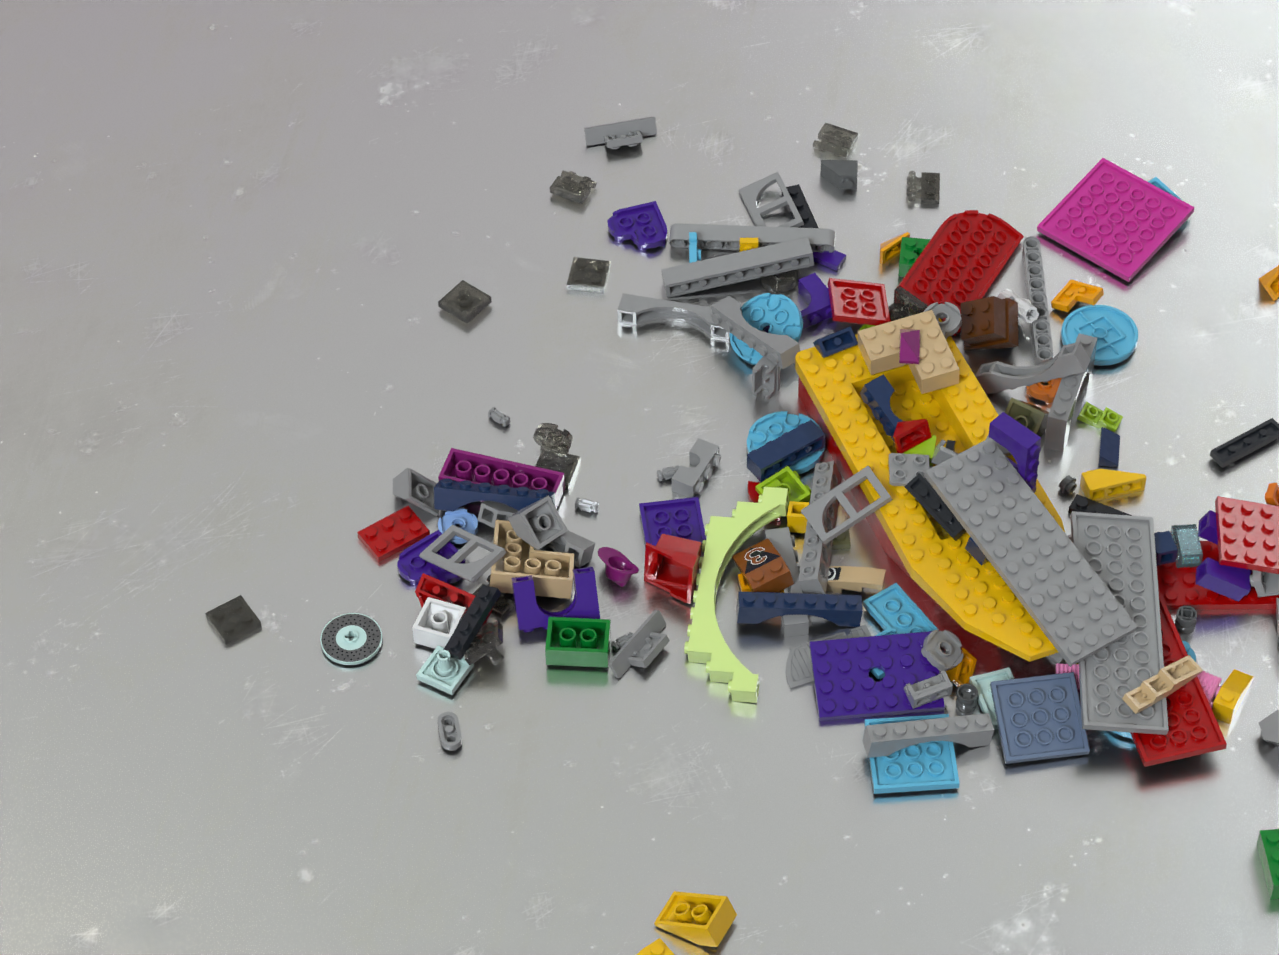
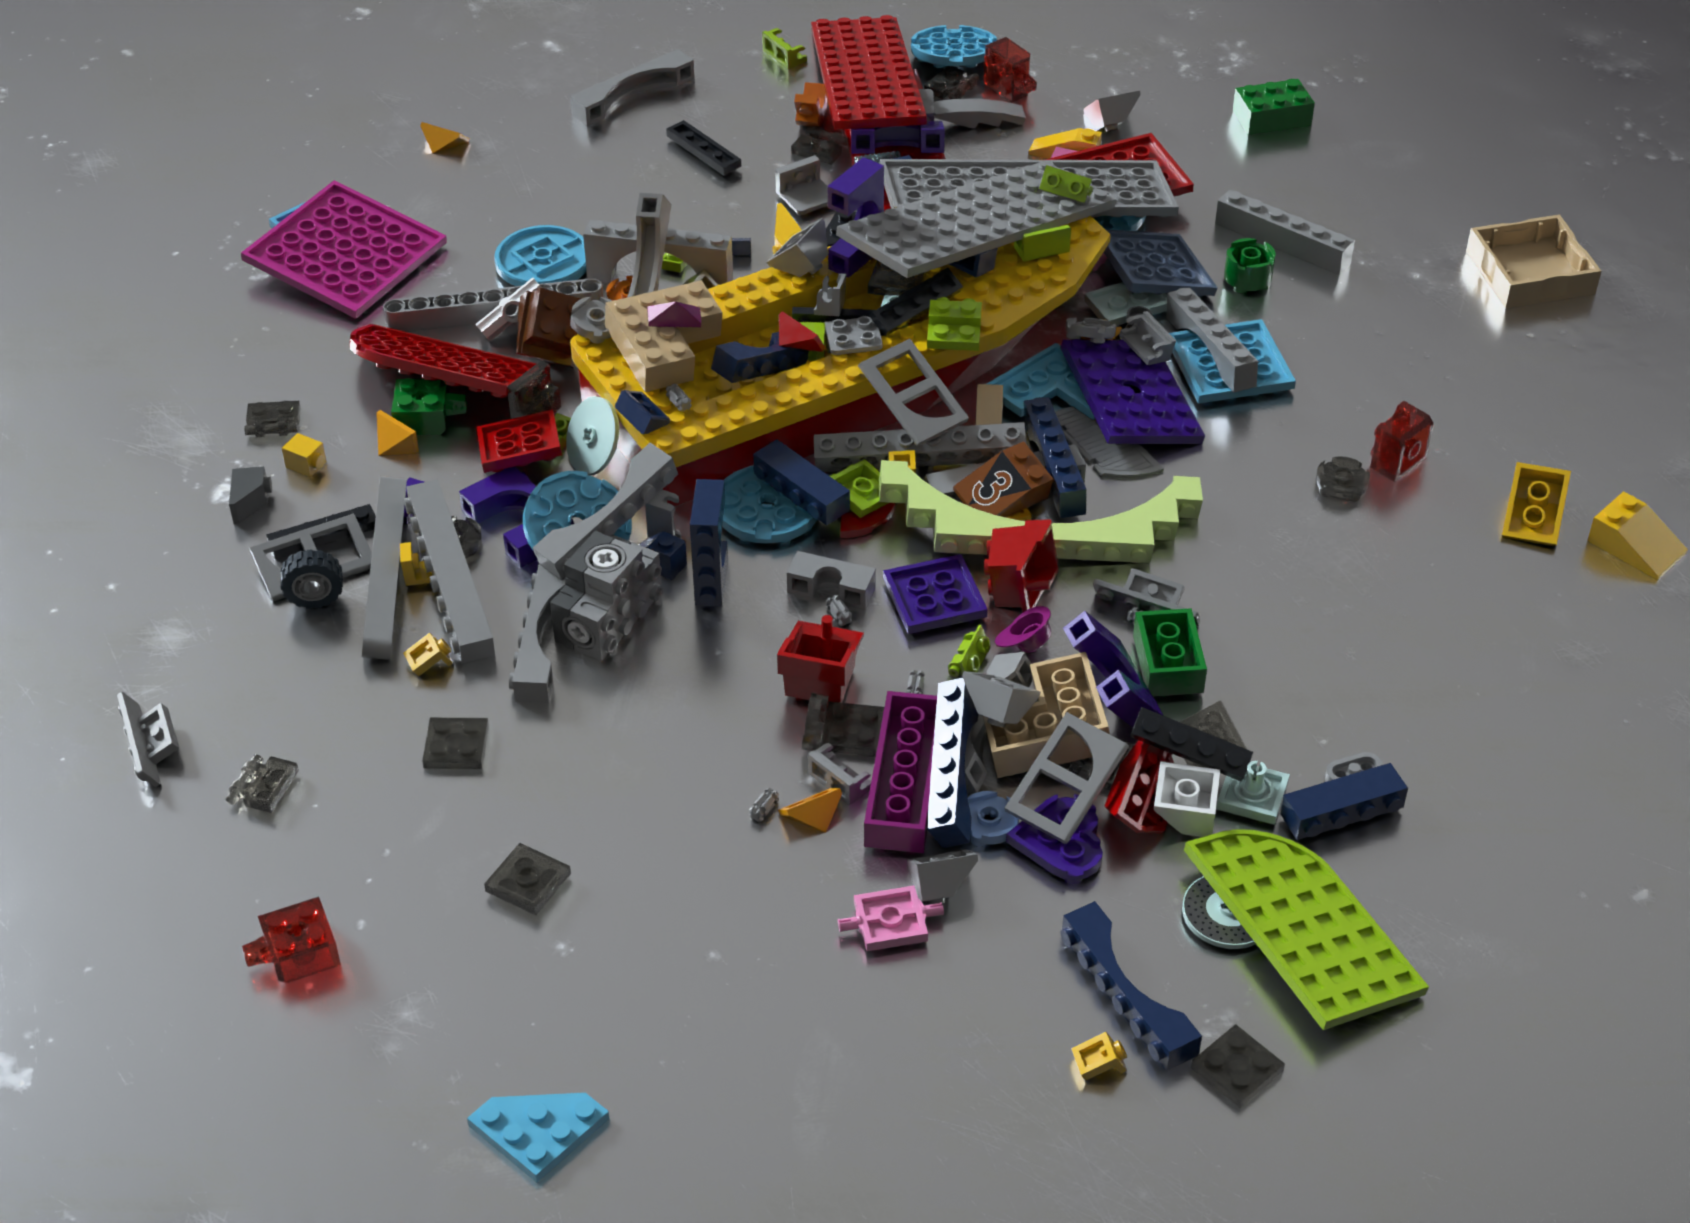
camera: 100 degrees left, 5 degrees down
(256, 552) = (1099, 1056): none -> yellow bracket
(286, 301) = (538, 1129): none -> medium azure plate
(323, 669) = (1307, 924): none -> lime plate
(341, 561) = (1165, 1031): none -> dark blue arch
(387, 464) = (890, 918): none -> bright pink plate
(393, 533) = (1017, 895): red plate -> none
(418, 713) = (1343, 801): none -> dark blue brick
(440, 200) = (294, 941): none -> clear red hinge
(489, 439) = (814, 810): none -> light orange slope
(516, 450) = (836, 774): none -> light grey hinge
(603, 442) = (818, 659): none -> red piece
(606, 537) = (971, 653): none -> lime hinge
(640, 224) = (350, 693): dark purple plate -> none
(666, 259) = (427, 653): none -> yellow bracket
(692, 340) = (604, 594): none -> light grey piece
(694, 253) = (416, 620): medium azure plate -> none
(706, 401) = (707, 549): none -> dark blue arch
(737, 198) = (311, 579): none -> black wheel
(737, 380) = (671, 553): none -> dark blue slope
(754, 808) = (1330, 482): none -> clear smoke plate
(776, 834) = (1401, 442): none -> clear red hinge
(835, 135) = (167, 504): clear smoke plate -> none
(845, 361) = (678, 397): none -> light grey piece
(876, 200) = (304, 455): none -> yellow brick
(907, 528) = (954, 324): none -> lime plate
(1008, 603) = (1044, 243): none -> lime panel
(1032, 787) = (1249, 265): none -> green brick
(1074, 292) = (475, 272): light orange plate -> none
(1075, 609) = (1066, 184): none -> lime hinge
(1083, 827) = (1285, 231): none -> light grey brick
(1163, 684) = (1104, 154): tan slope -> none
(1178, 503) = (801, 185): none -> light grey bracket

